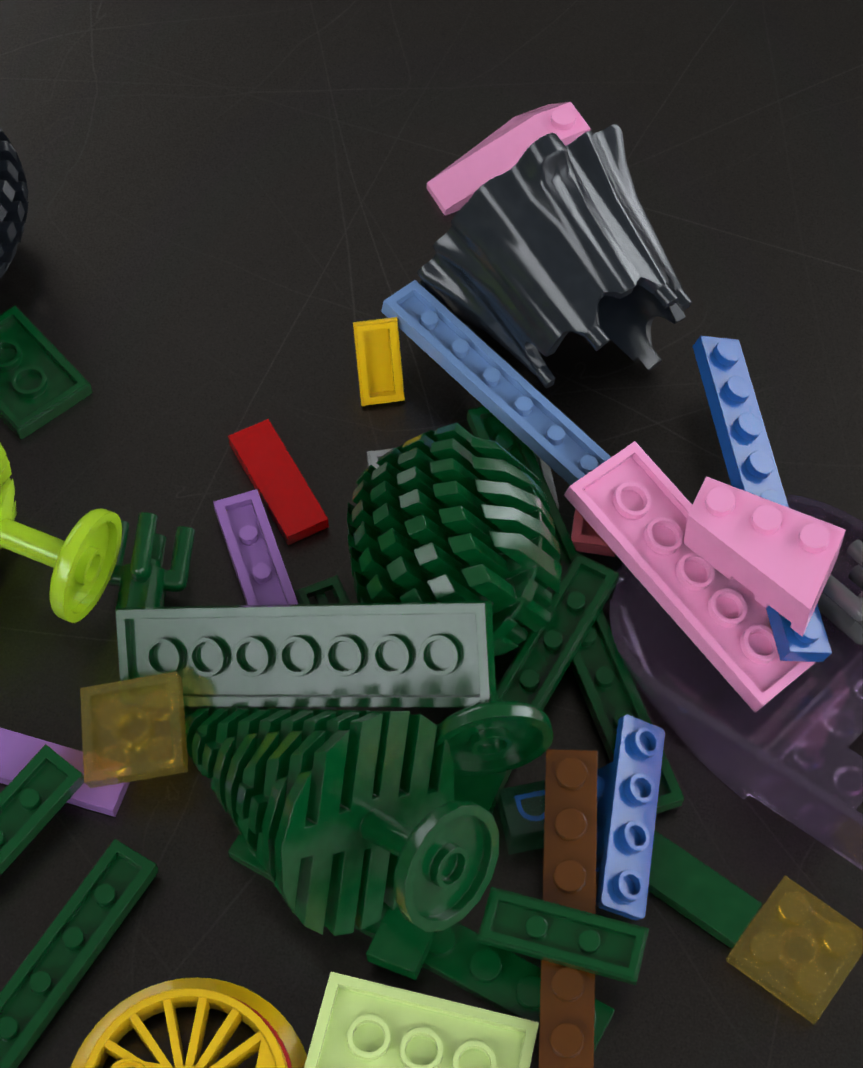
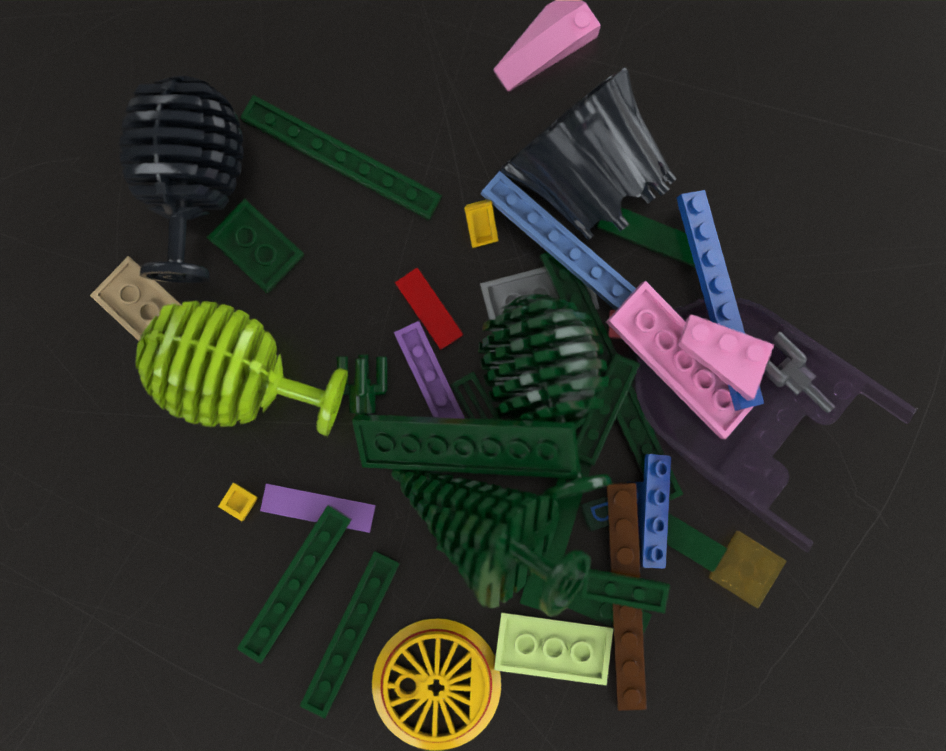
camera: 10 degrees left, 25 degrees up
(133, 730) = (374, 489): clear yellow plate -> none
(180, 272) = (341, 157): none -> dark green tile
(645, 410) = (652, 236): none -> dark green tile

